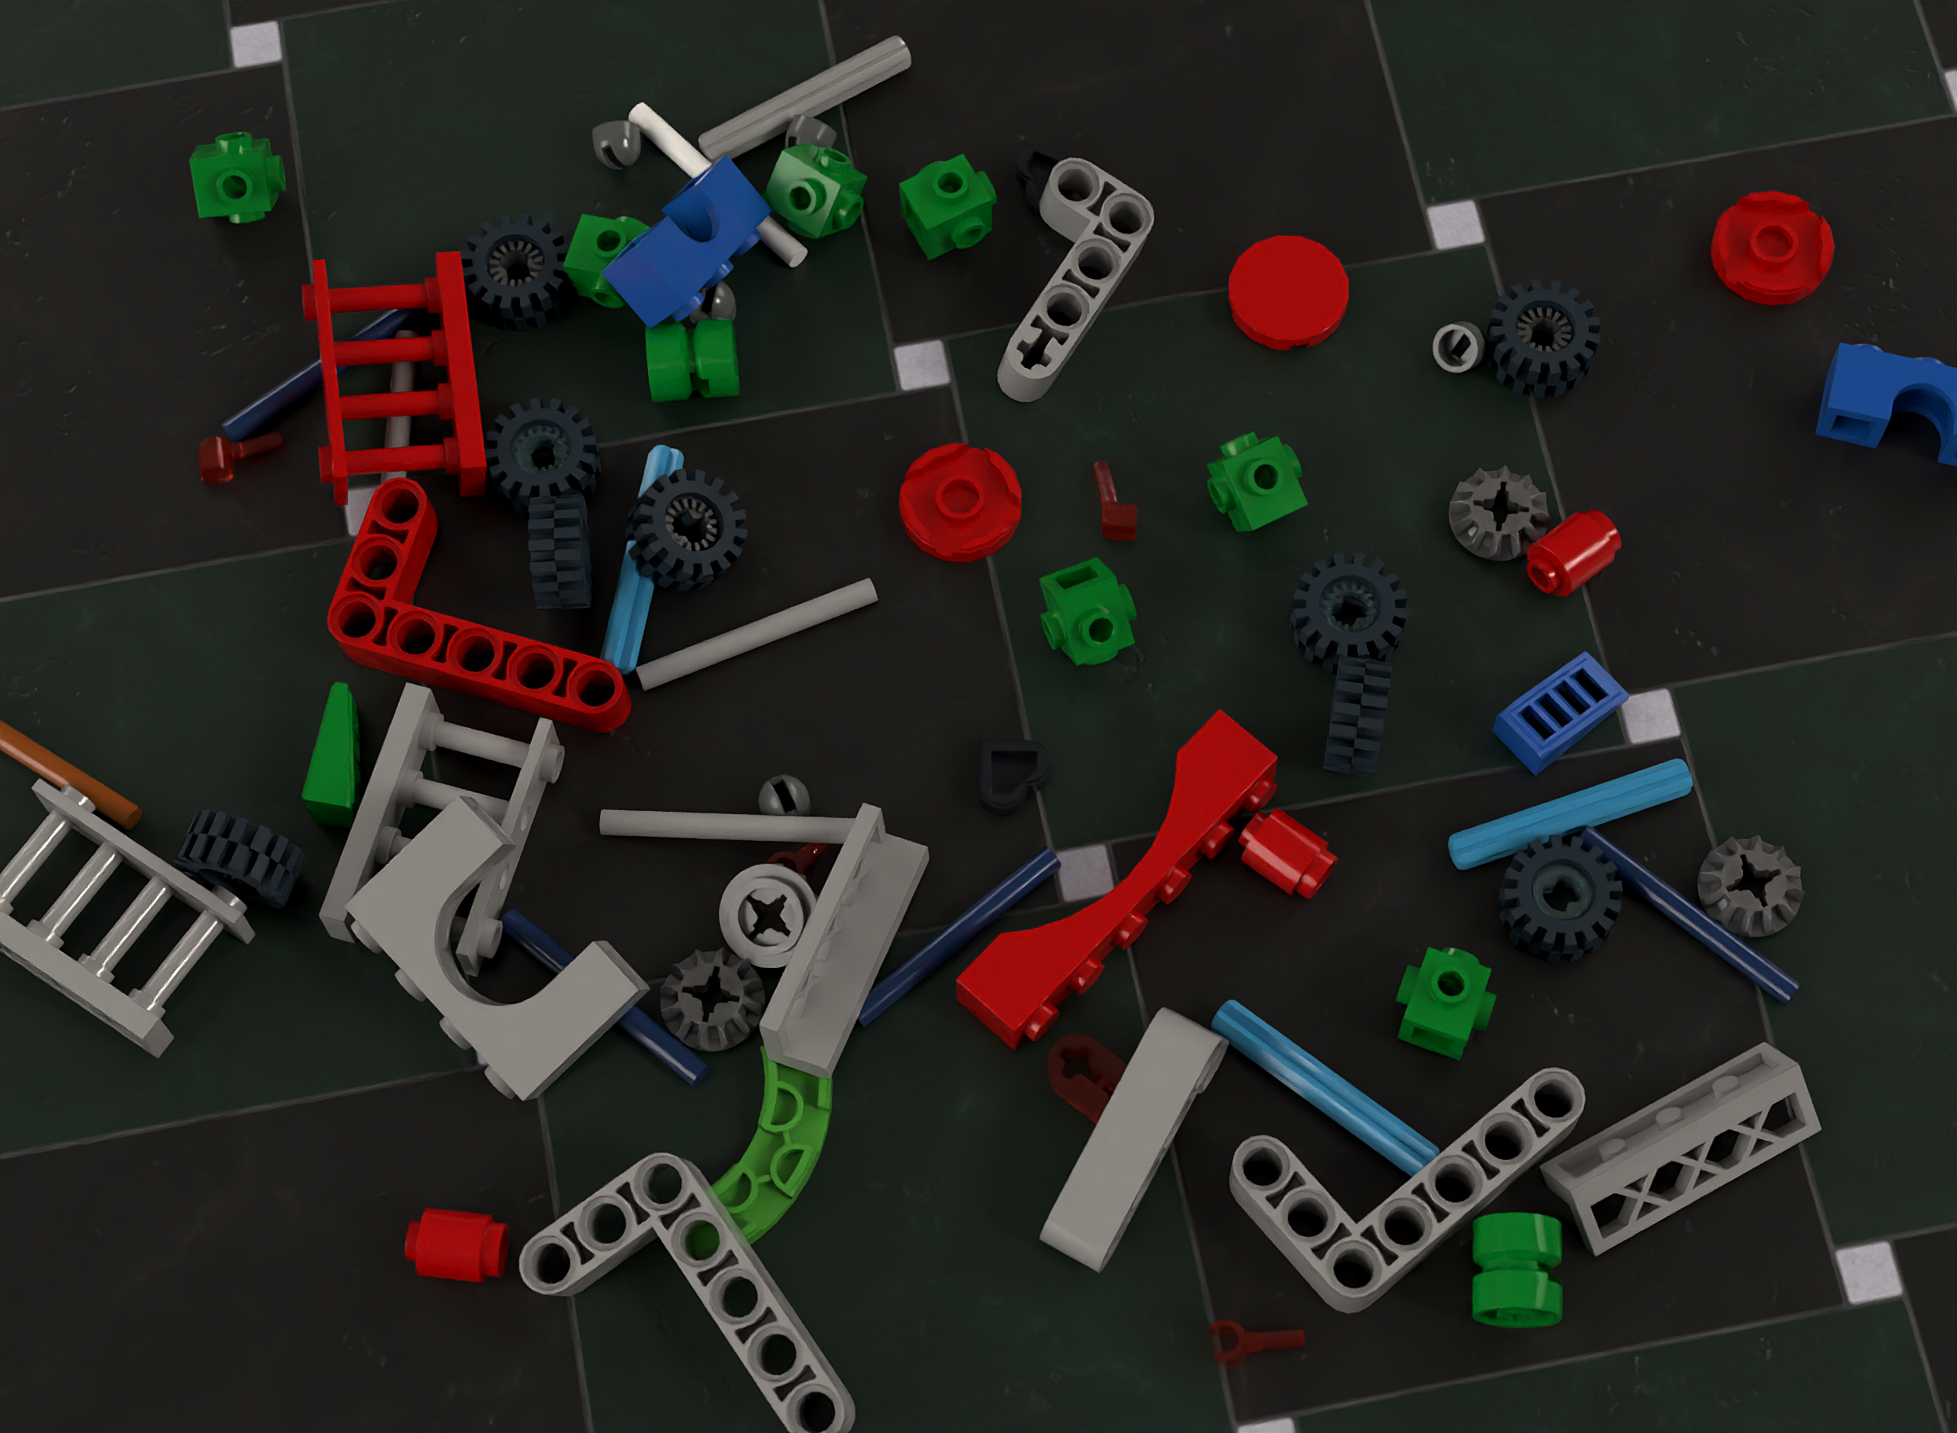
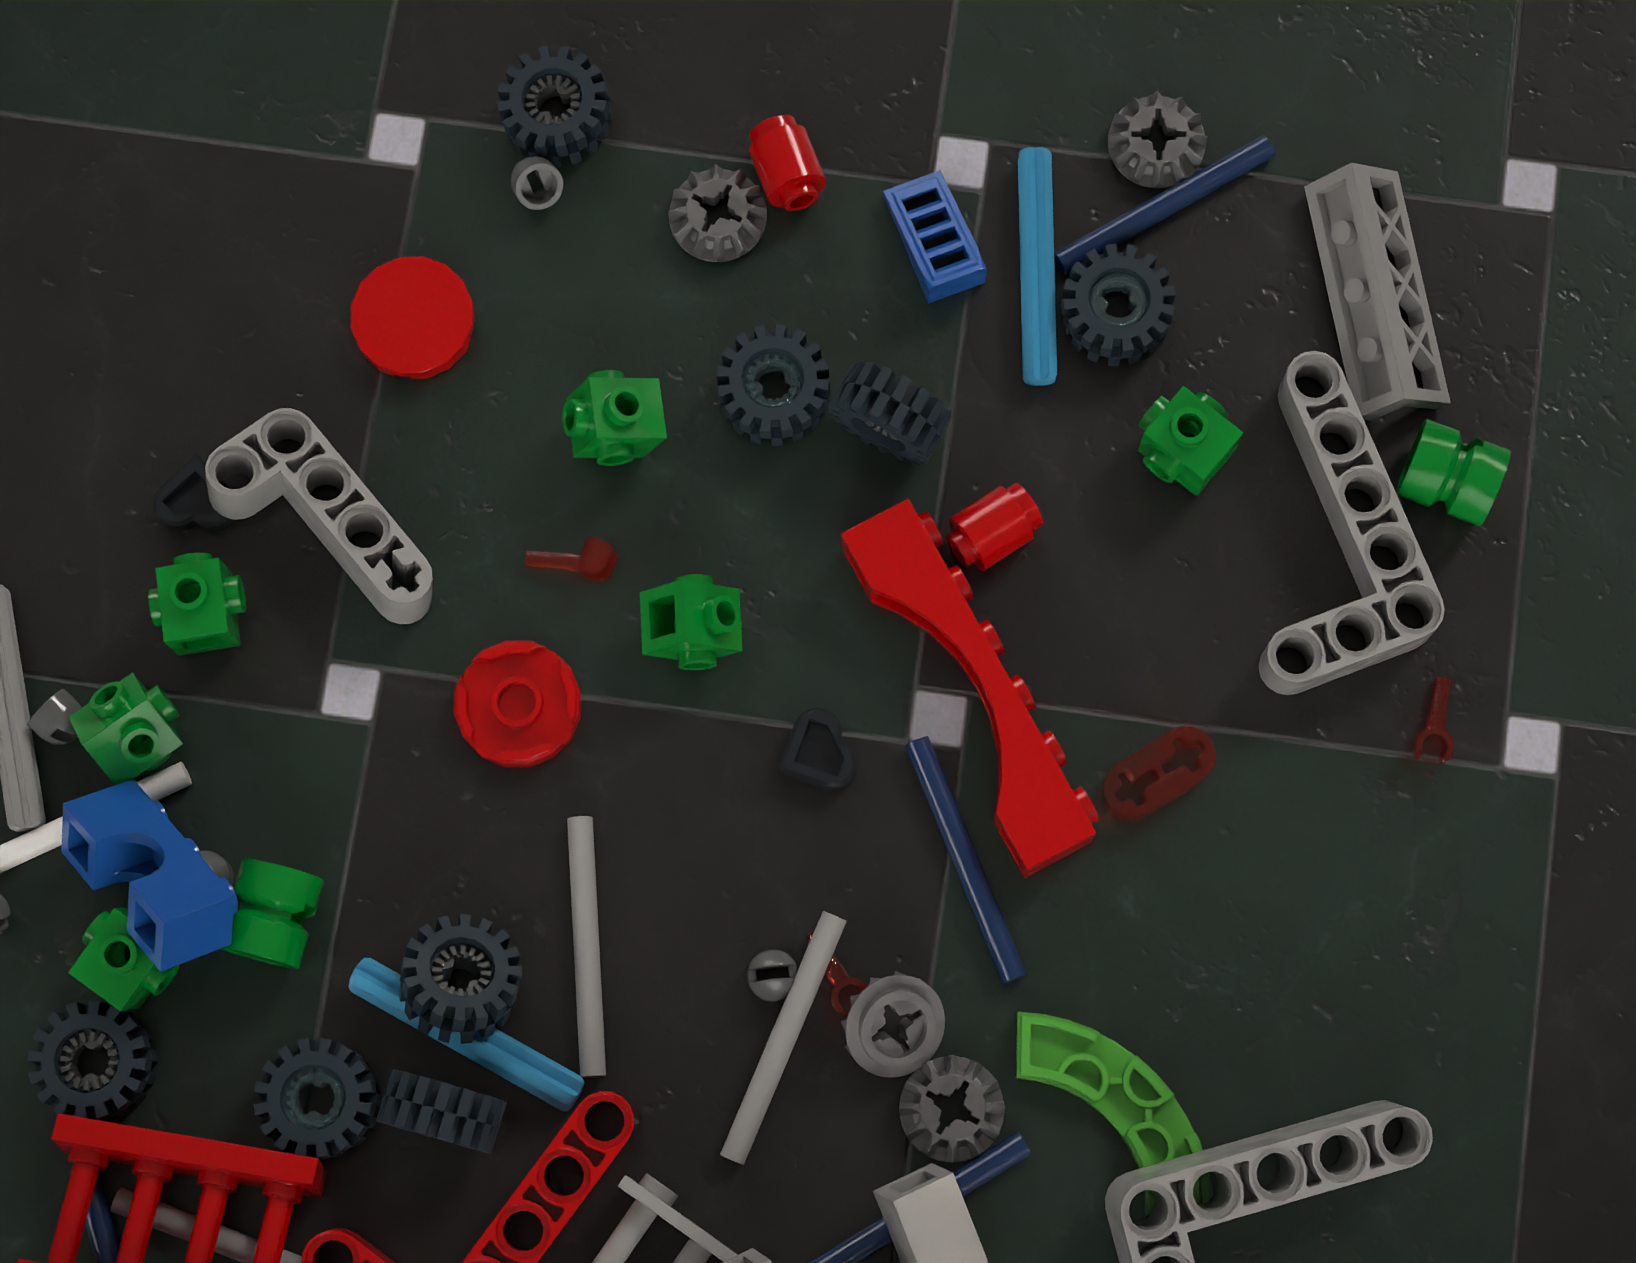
camera: 70 degrees left, 10 degrees up
(842, 946) = (952, 962): light grey fence -> none
(1132, 1137) = (1226, 754): light grey beam -> none
(1323, 1088) = (1224, 577): dark azure axle -> none

